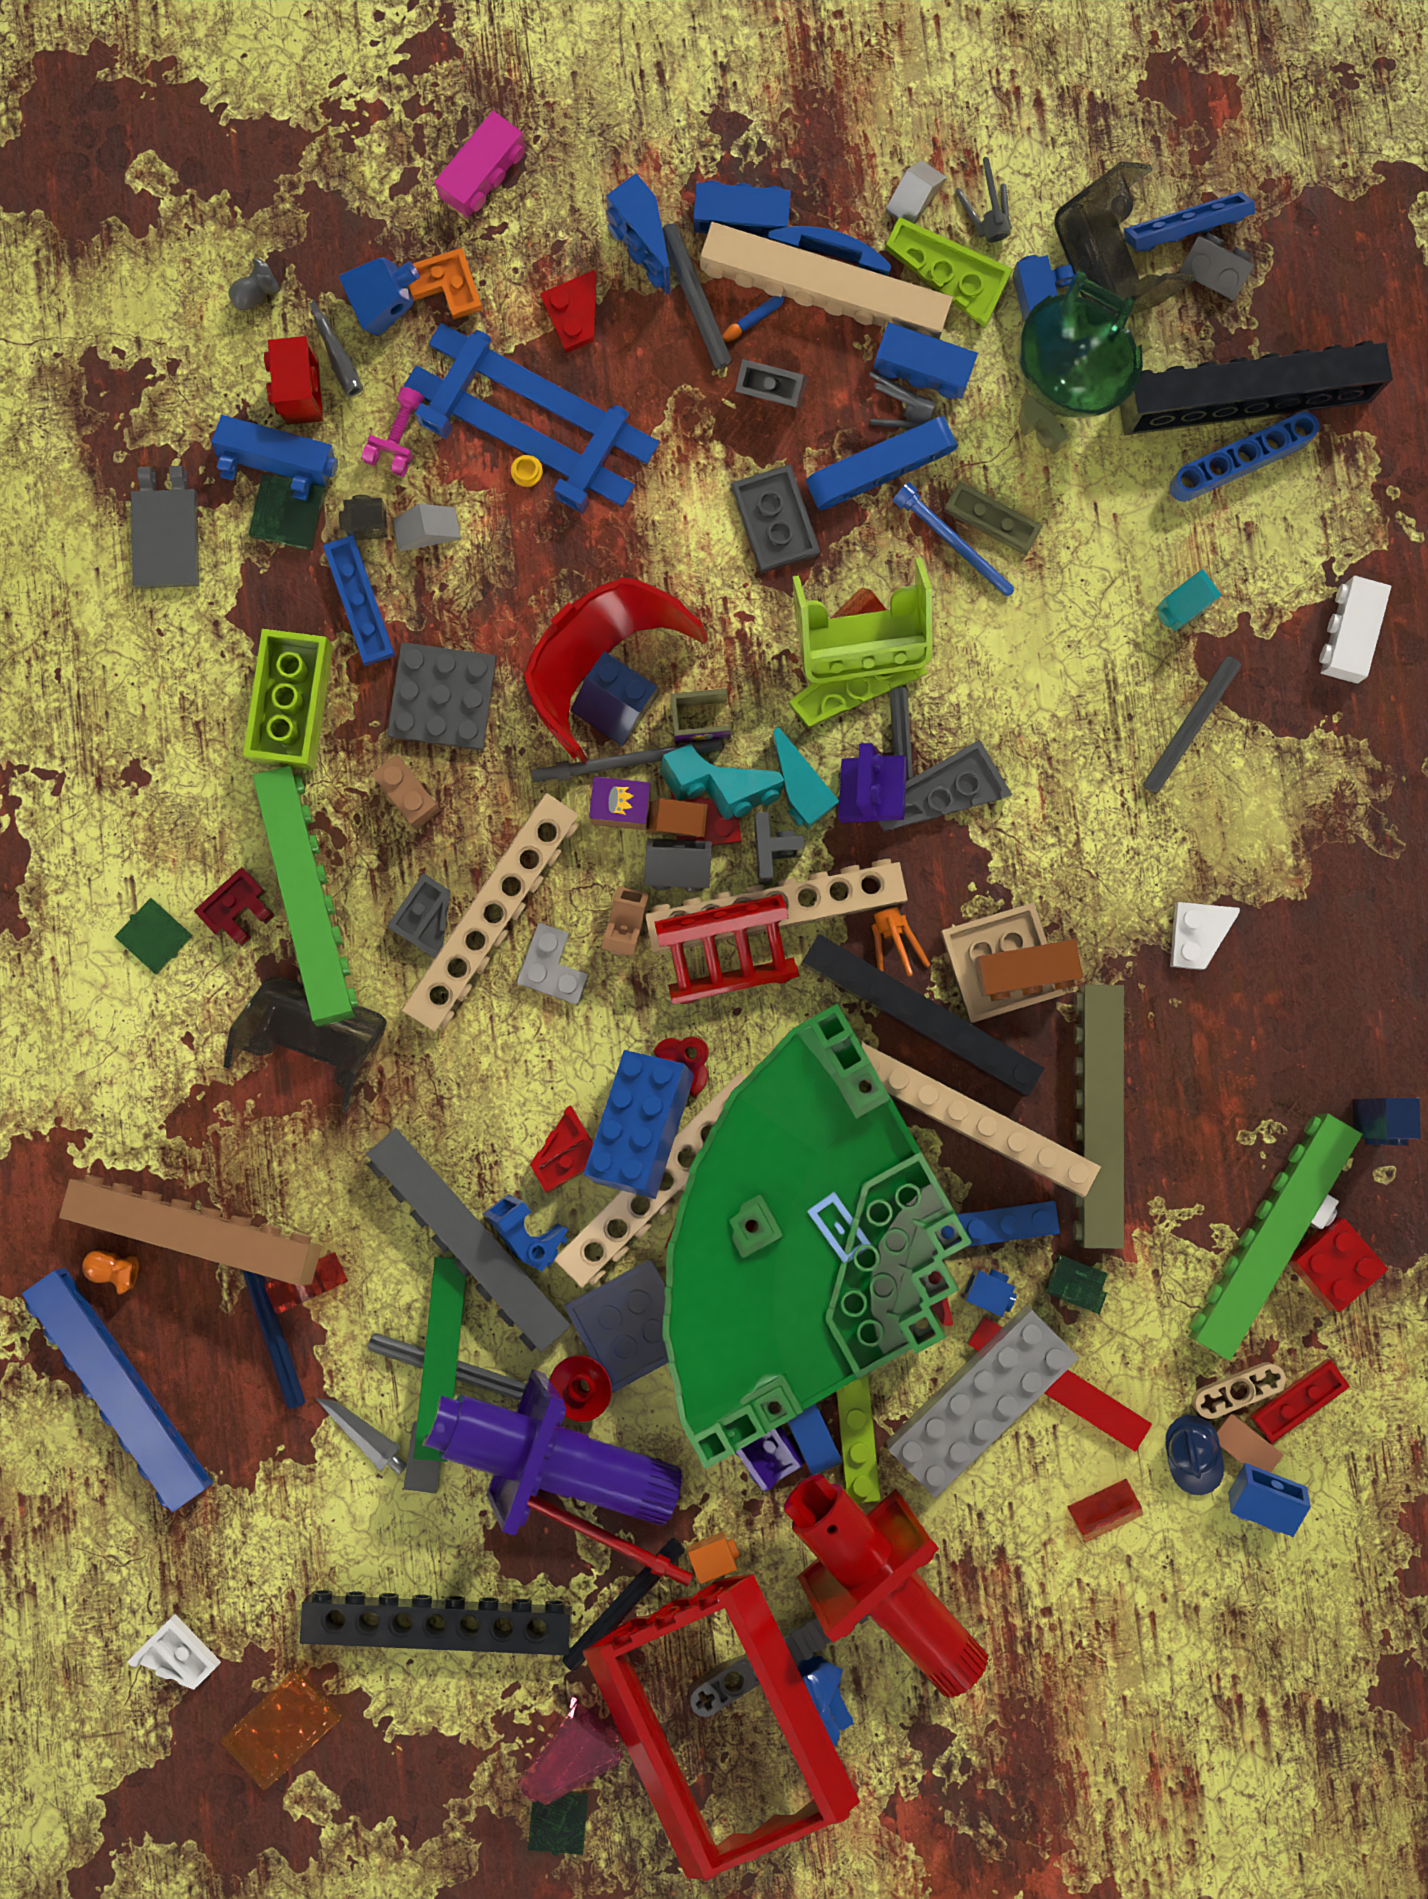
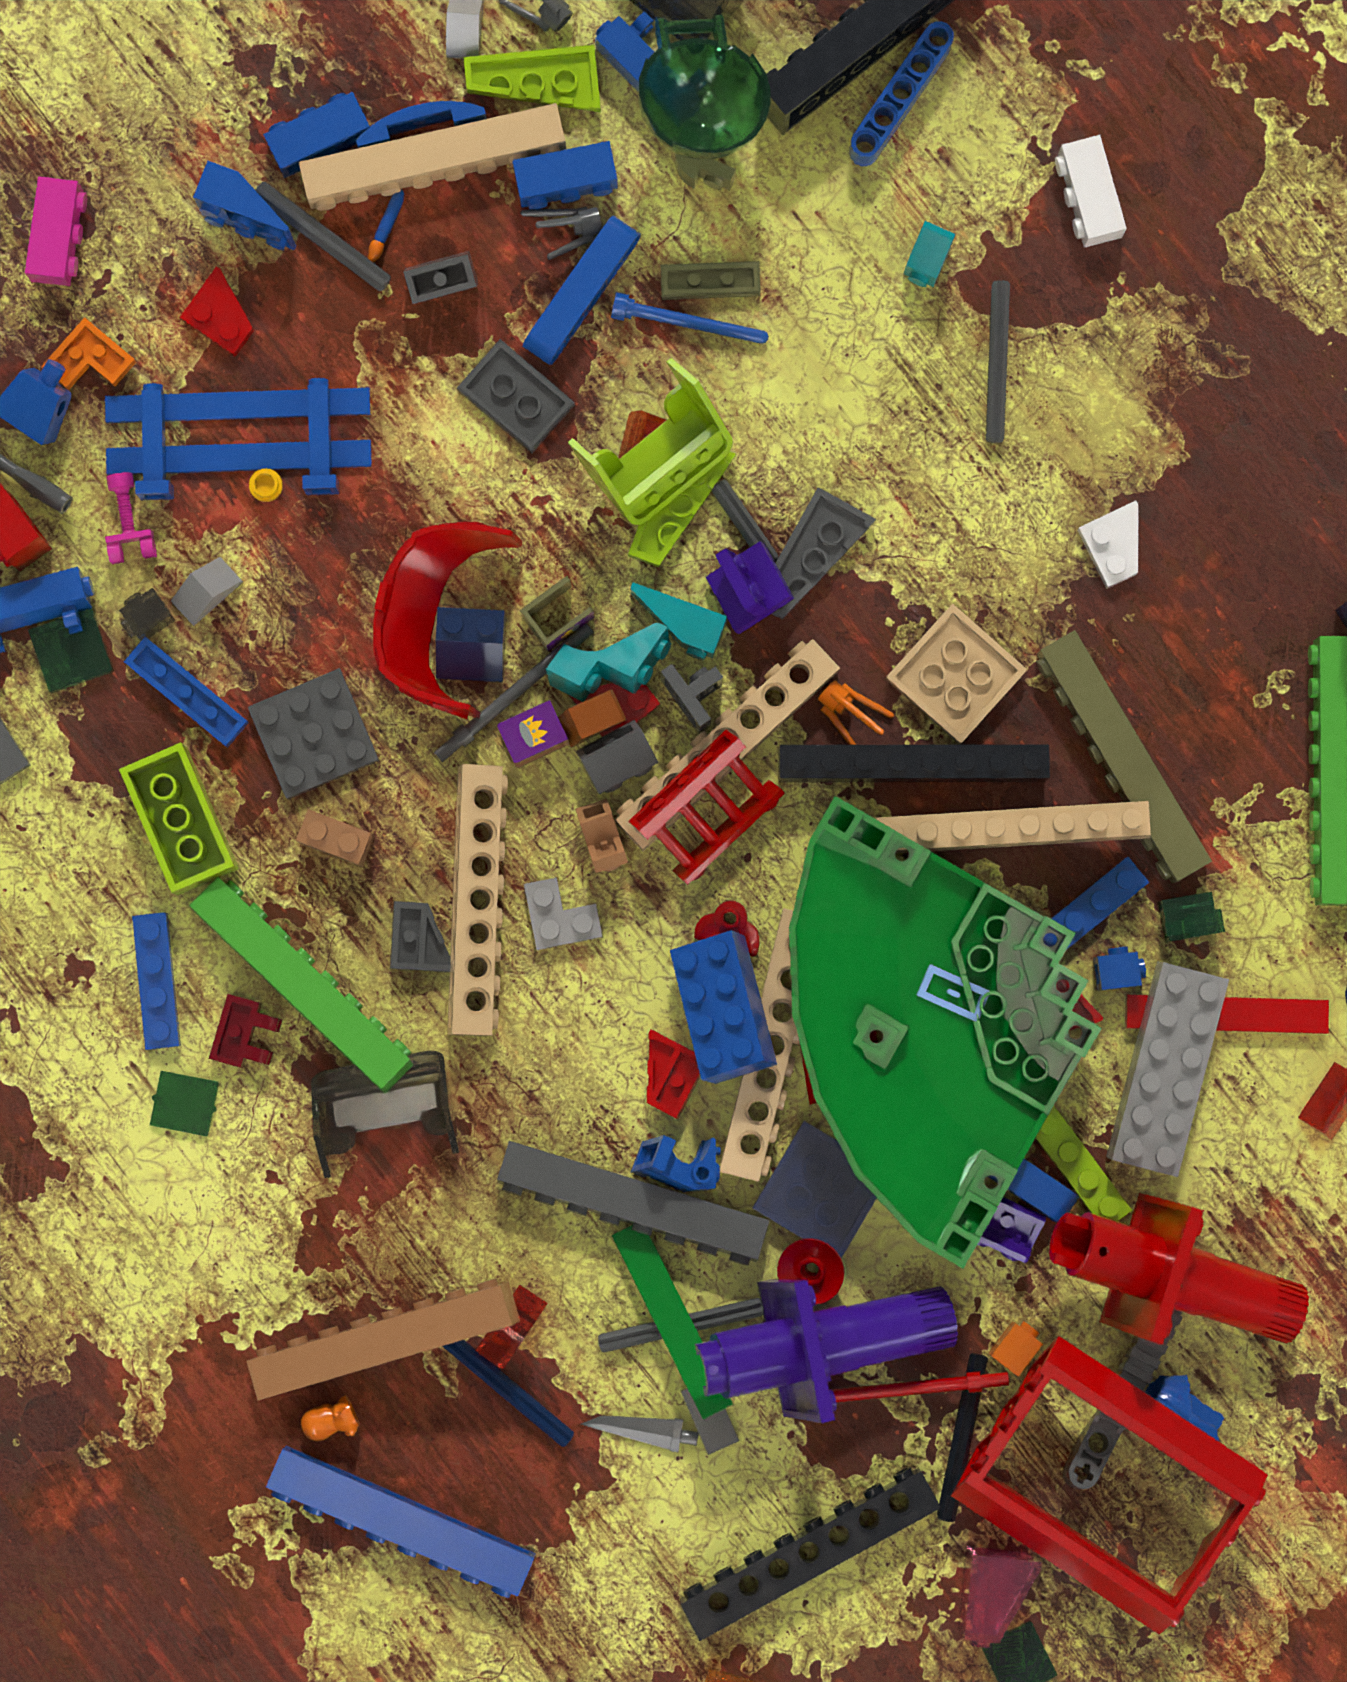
camera: 30 degrees left, 0 degrees up
(191, 822) = (156, 981): none -> blue plate
(1028, 969) = (983, 666): dark orange brick -> none

